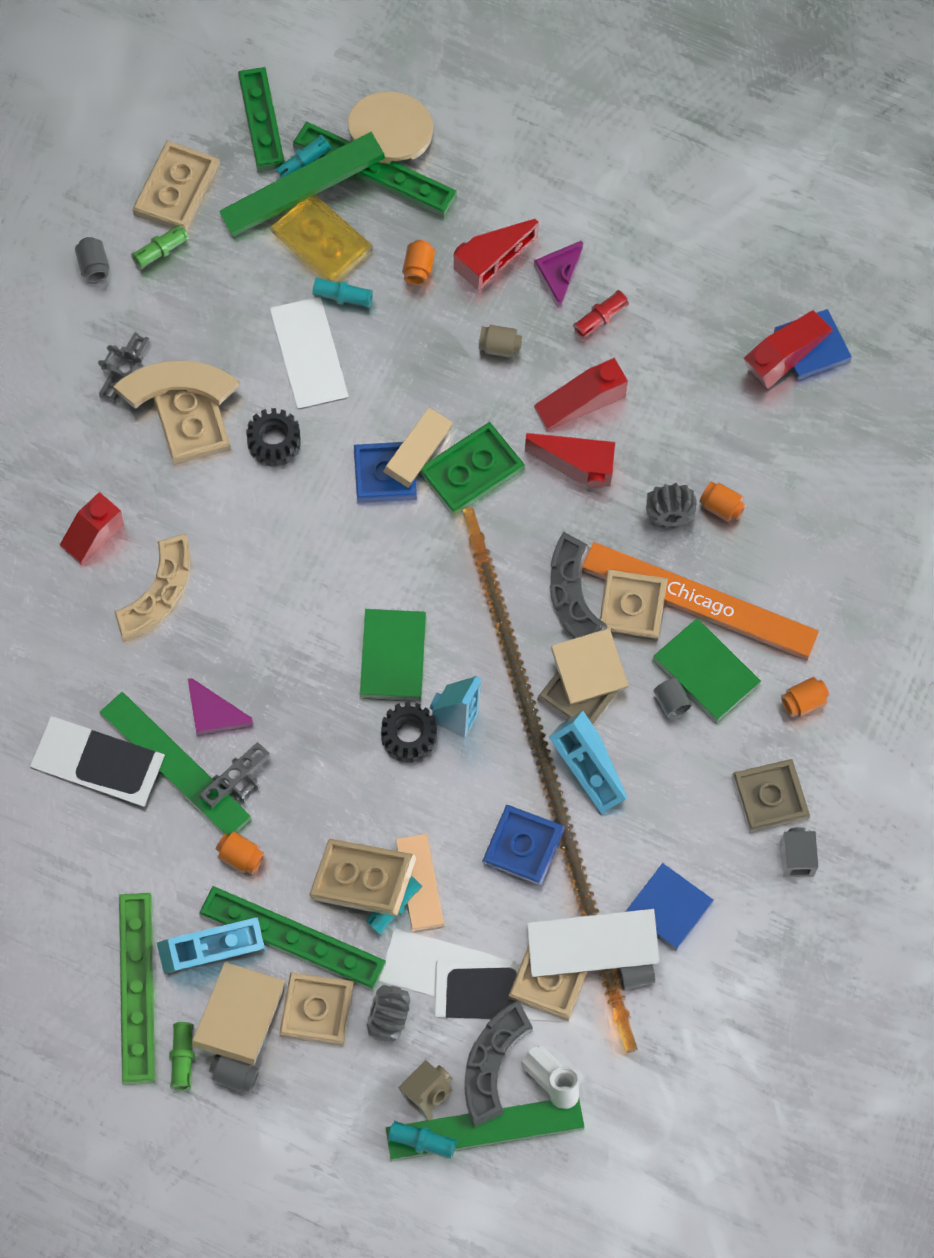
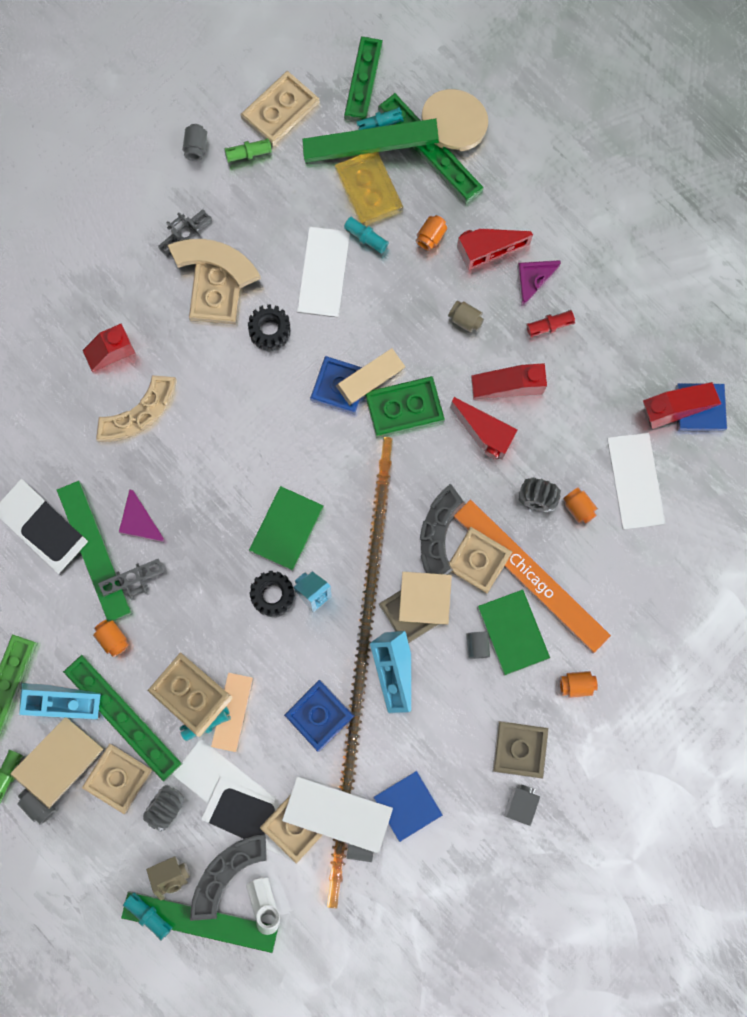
camera: 20 degrees right, 10 degrees up
(774, 453) = (636, 481): none -> white sticker

